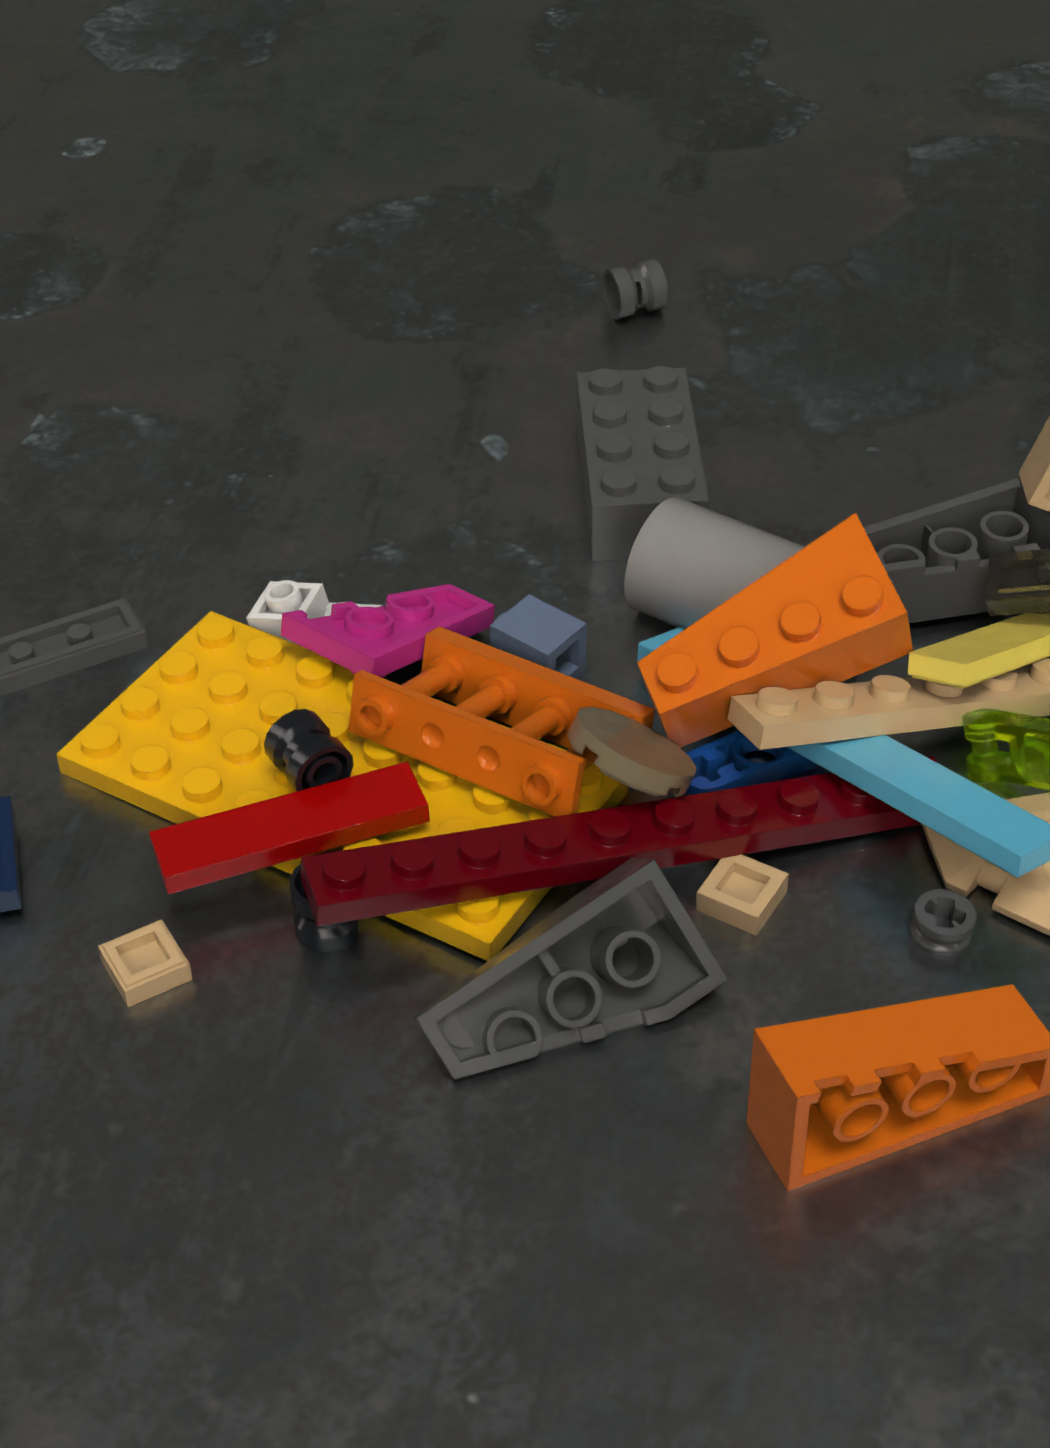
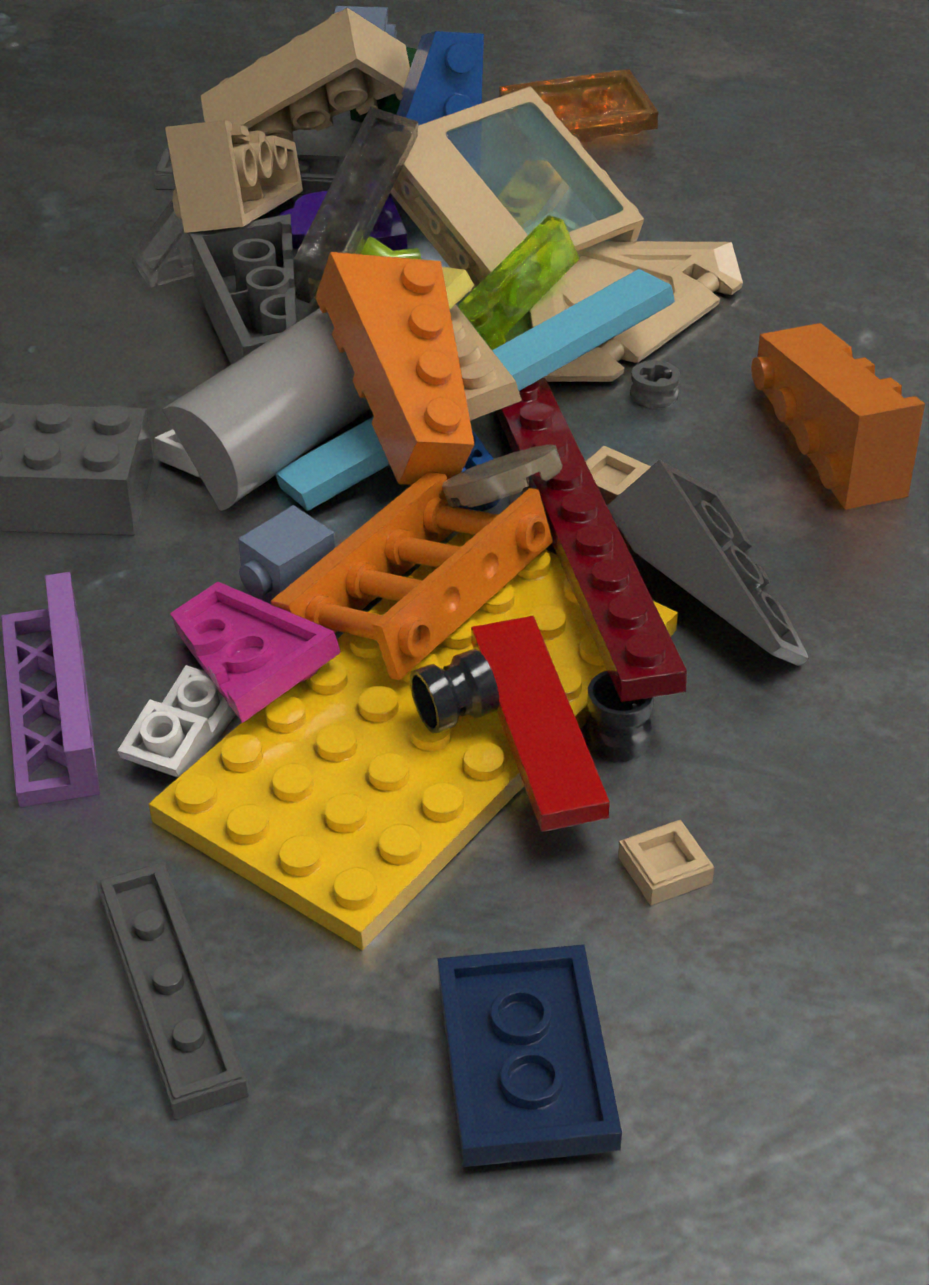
camera: 85 degrees left, 0 degrees up
(352, 540) = (63, 658): none -> medium lavender fence

